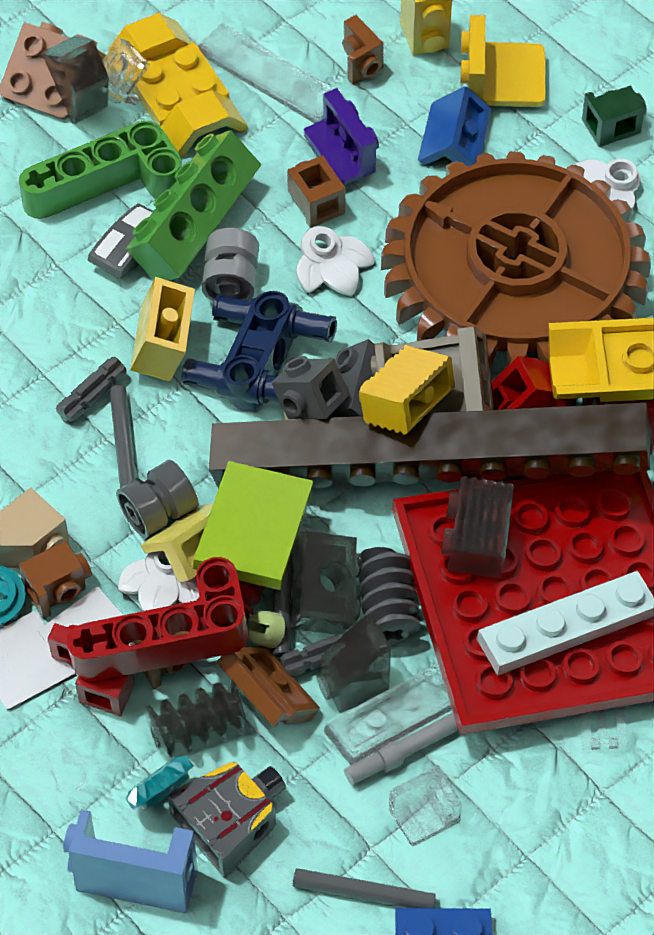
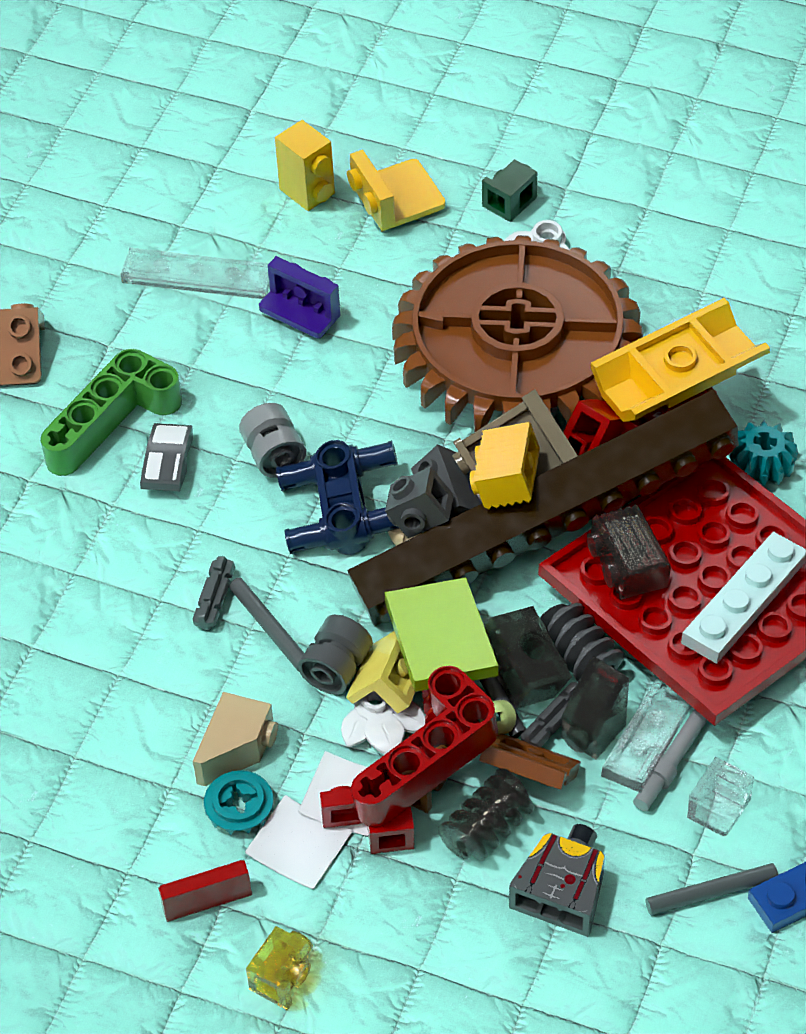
camera: 25 degrees left, 5 degrees down
(54, 577) = (287, 759): dark orange brick -> none
(78, 76) = (40, 336): clear smoke slope -> none
(124, 69) = (73, 320): clear bracket -> none
(132, 871) = (518, 962): medium blue panel -> none
(160, 783) = (493, 882): teal gear -> none
(162, 329) = (249, 514): yellow brick -> none
(180, 84) = (116, 311): yellow piece -> none
(193, 206) = (209, 404): bright green brick -> none
(316, 190) = (304, 348): dark orange brick -> none
(334, 265) = (356, 402): white plate -> none
(363, 50) = (268, 219): dark orange bracket -> none
(455, 128) = (385, 253): blue panel -> none

